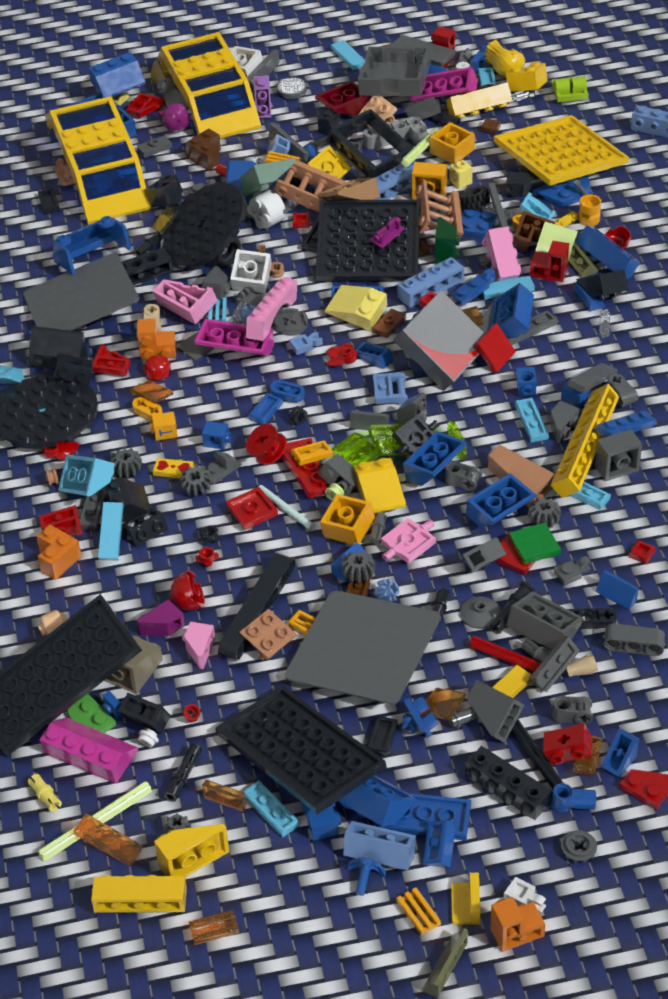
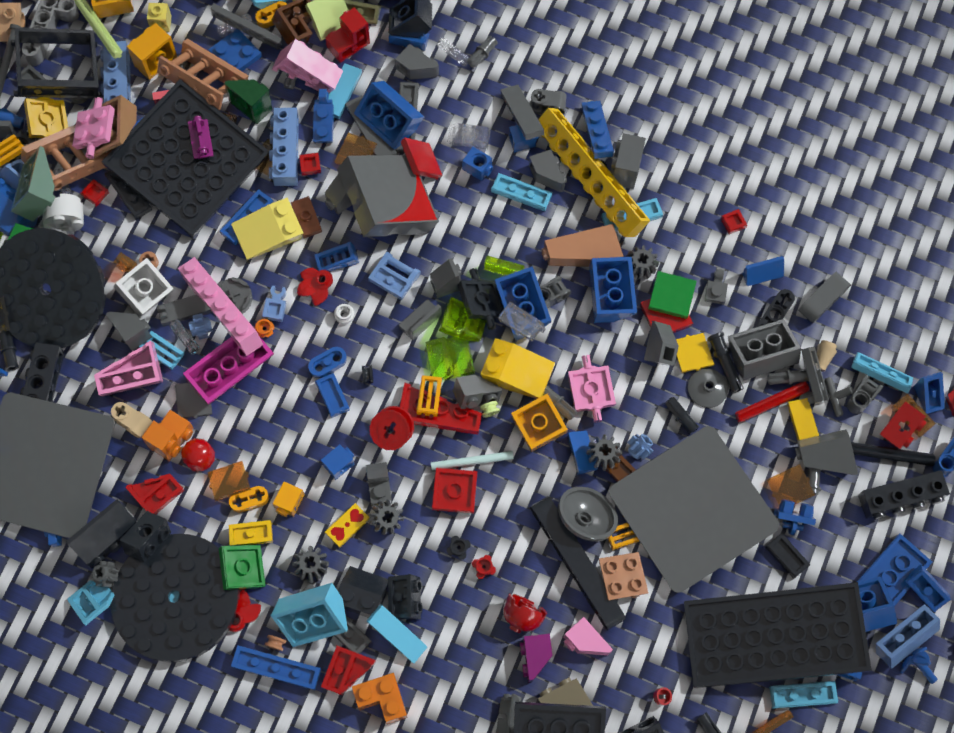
camera: 60 degrees left, 25 degrees up
(30, 368) = (105, 574): none -> dark grey gear
(34, 487) = (276, 667): none -> blue plate
(92, 428) = (242, 567): none -> green tile
(122, 422) = (250, 533): none -> yellow plate
(282, 347) = (264, 323): none -> orange plate
(299, 585) = (587, 514): none -> dark grey dish
(334, 379) = (344, 308): none -> white plate
(339, 180) = (93, 127): none -> bright pink plate
(411, 452) = (521, 321): none -> clear panel
(474, 197) = (197, 24): black tyre -> none
(499, 586) = (693, 353): none -> yellow piece
(542, 362) = (468, 135): none -> clear brick
(555, 692) = (835, 396): none -> dark grey piece
(569, 308) = (416, 64): none -> dark grey slope
(604, 711) = (882, 372): none -> medium azure tile
(622, 337) = (482, 52): none -> dark grey axle

